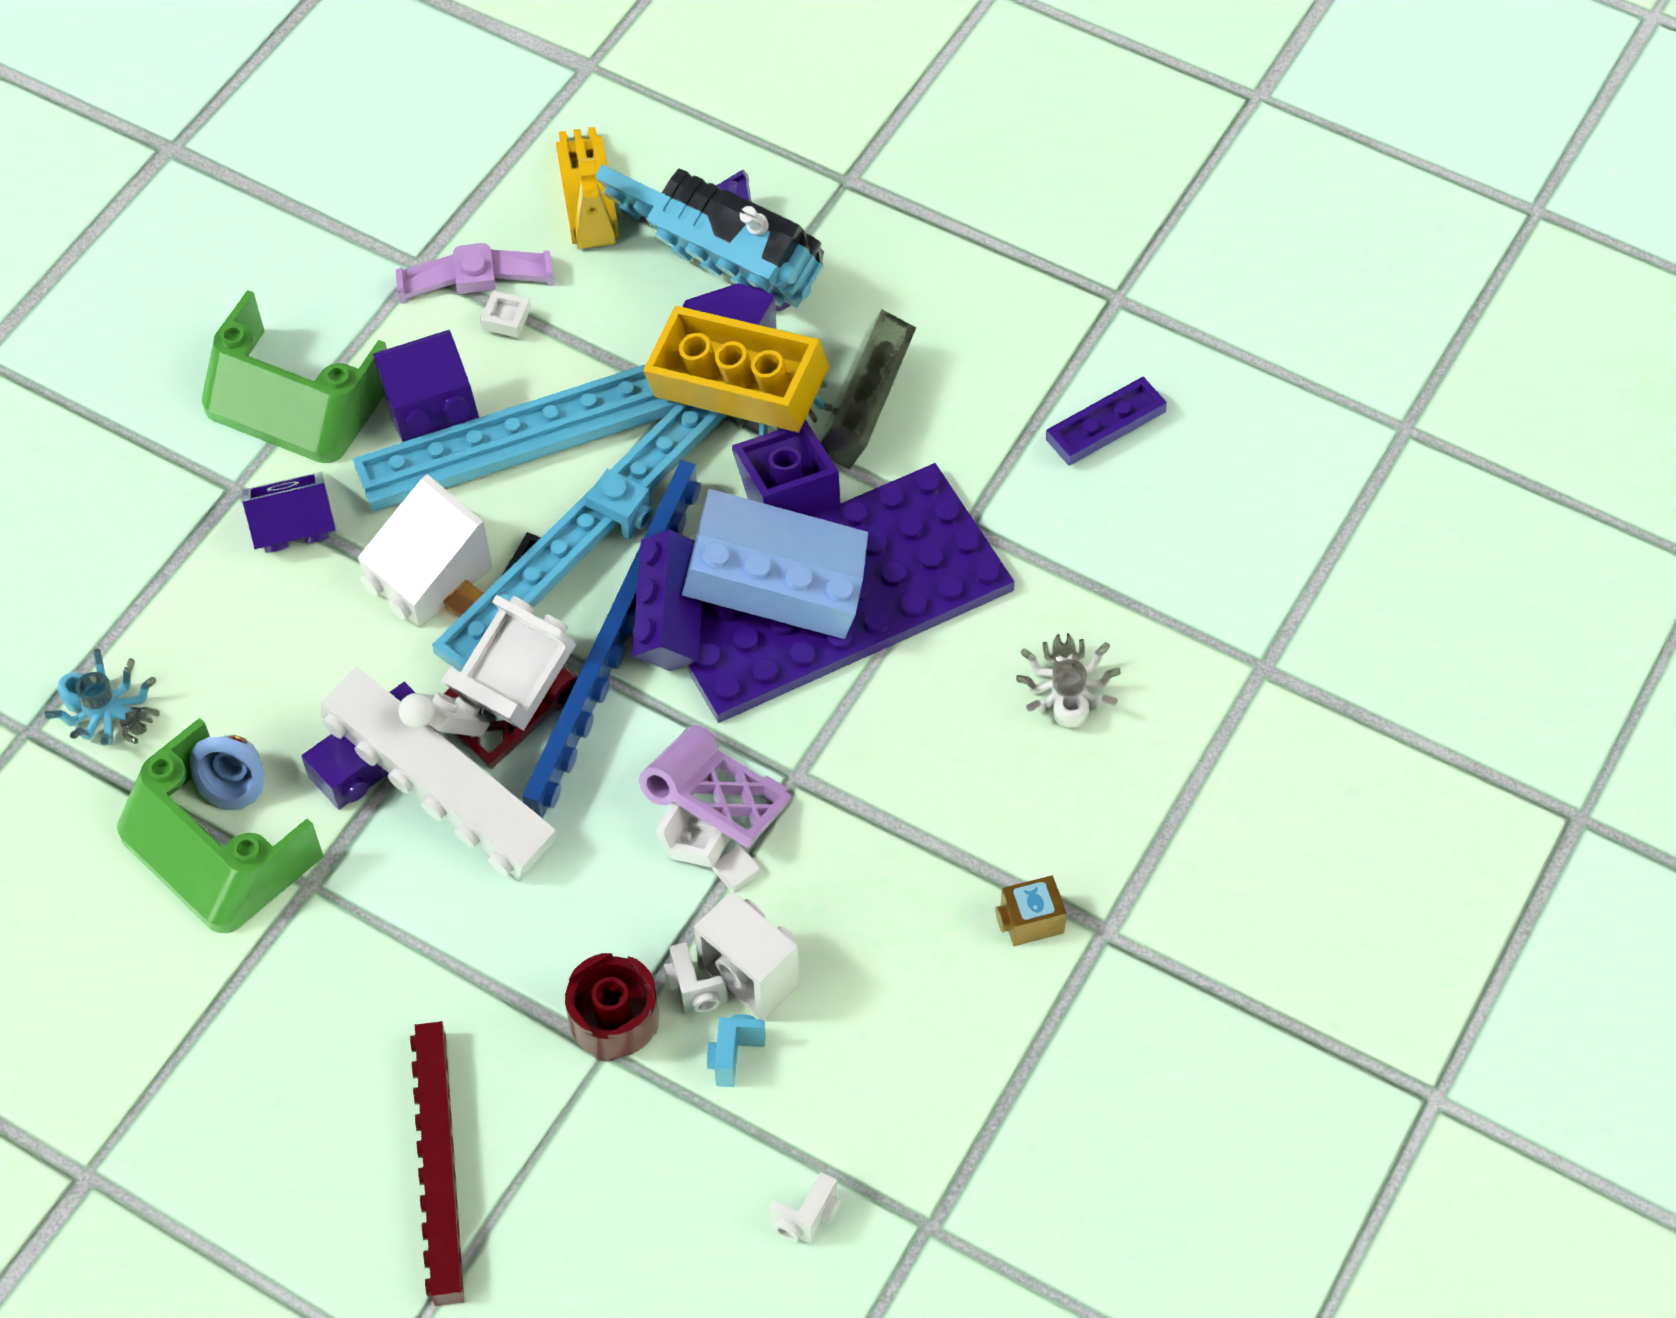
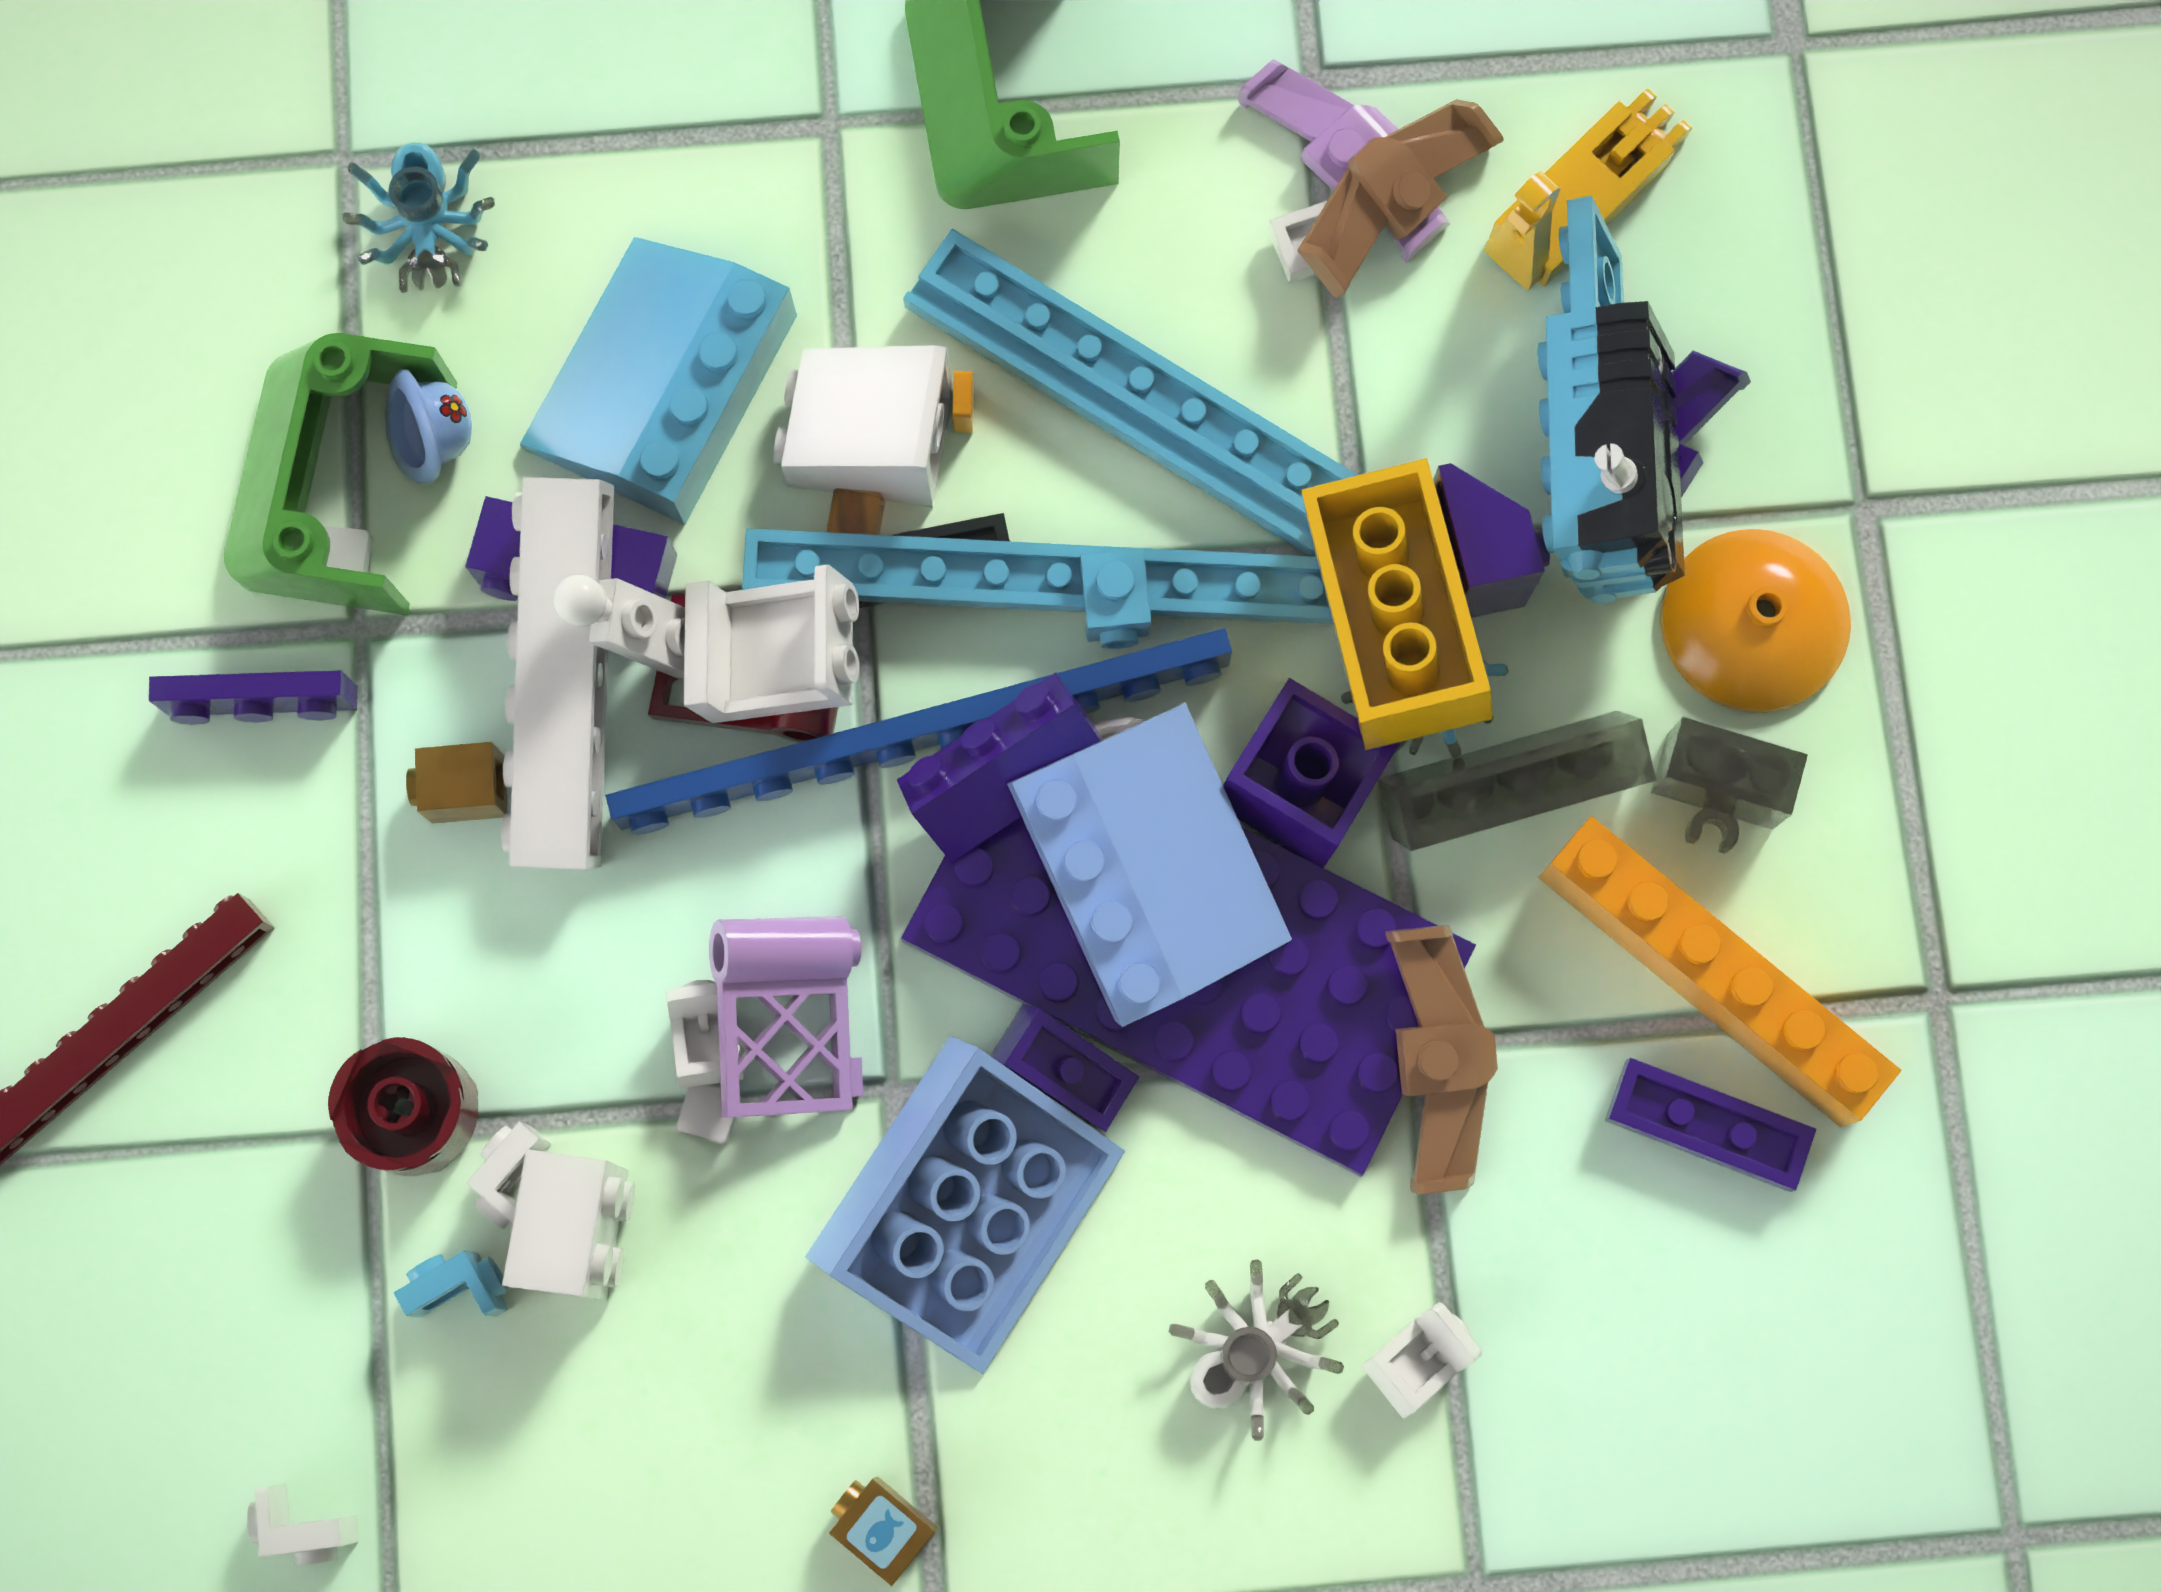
camera: 55 degrees right, 20 degrees up
(288, 512) = (827, 210): dark purple slope -> none
(299, 638) = (662, 375): none -> medium azure slope
(304, 951) = (253, 695): none -> dark purple plate
(425, 385) = (1105, 237): dark purple slope -> none
(448, 875) = (458, 782): none -> pearl gold brick
(514, 258) = (1392, 187): none -> medium nougat plate
(838, 678) = (1064, 1066): none -> dark purple plate
(869, 255) = (1731, 648): none -> light orange dish
(884, 768) = (965, 1203): none -> light blue slope
(940, 305) = (1727, 778): none -> clear smoke brick
(981, 506) = (1443, 1058): none -> medium nougat plate
(1031, 369) = (1720, 974): none -> light orange brick
(1129, 608) = (1422, 1358): none -> white bracket

